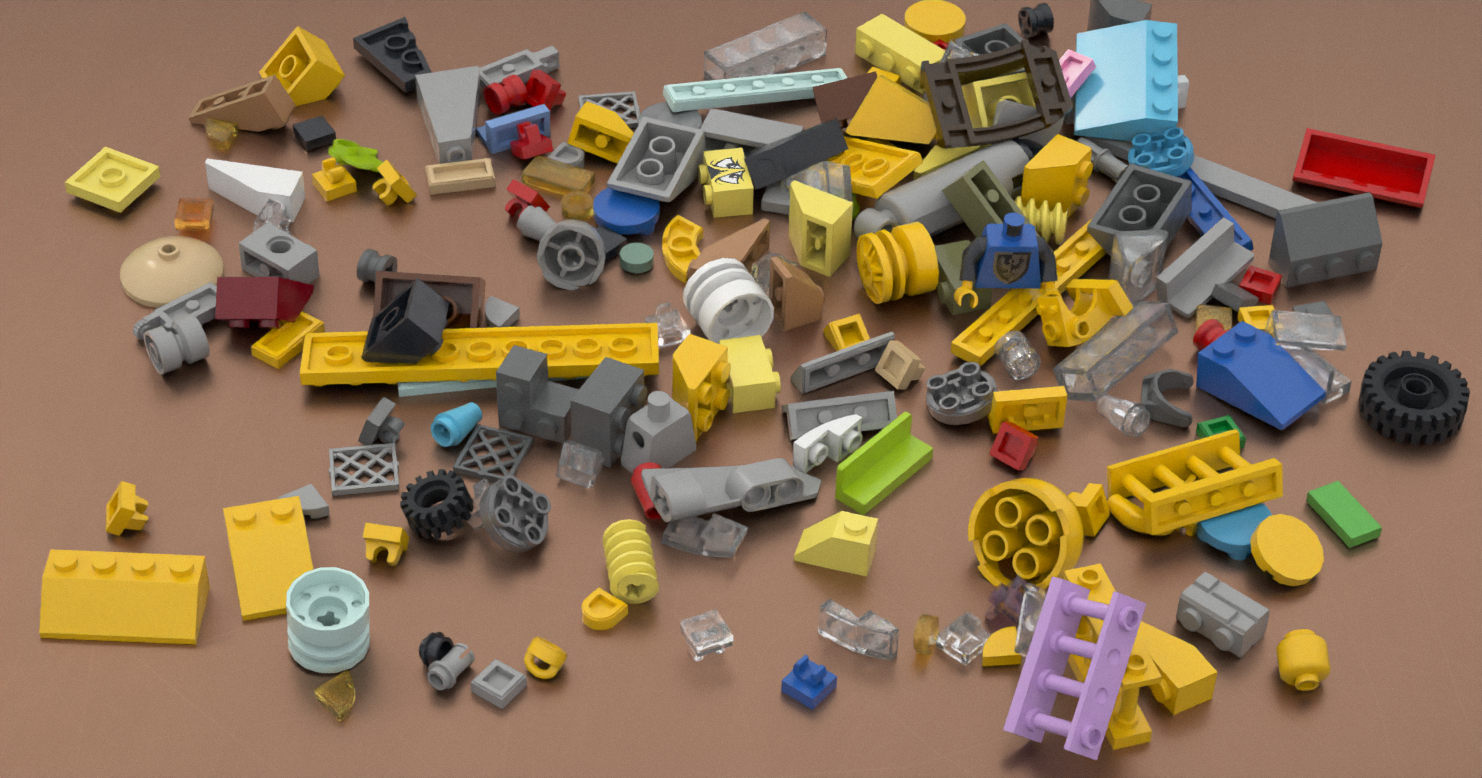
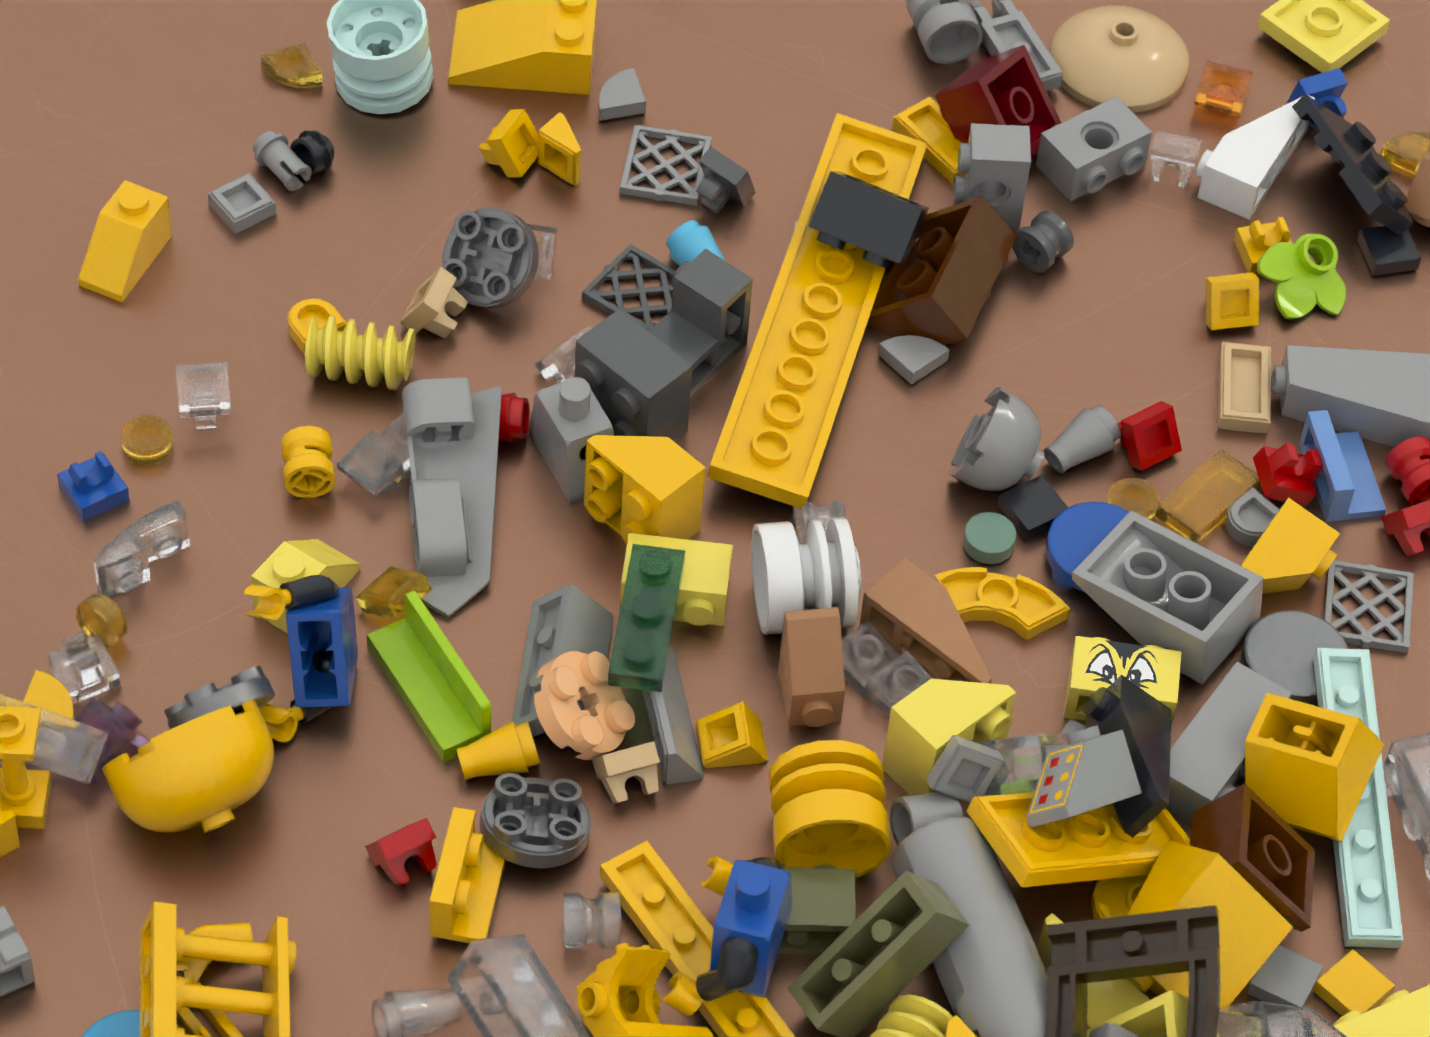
camera: 105 degrees right, 10 degrees up
(189, 170) = (1325, 89): none -> blue tile
(261, 134) = (1363, 169): none -> black wing
(338, 284) = (997, 167): none -> light grey brick
(381, 508) = (559, 149): none -> yellow slope
(443, 517) = (550, 194): black tyre -> none
(548, 653) = (255, 244): yellow tile -> none
(562, 544) = (430, 303): none -> tan tile
(576, 726) = (125, 240): none -> yellow slope
(741, 567) = (308, 470): none -> yellow wheel
(752, 668) = (146, 440): none -> clear yellow tile
(764, 86) = (1309, 764): none -> yellow slope
(802, 358) = (646, 618): none -> clear green plate
(824, 499) = (386, 593): none -> clear yellow tile
(829, 440) = (498, 626): white slope -> none
(843, 147) = (1083, 776): none -> light grey slope
(850, 193) = (964, 769): none -> light grey tile
(874, 381) = (606, 712): none -> light nougat plate
(905, 501) = (320, 647): none -> blue torso
(923, 421) = (499, 752): none -> yellow cone
(974, 538) = (244, 687): none -> flat silver tile
(1091, 507) = (235, 885): yellow tile -> none

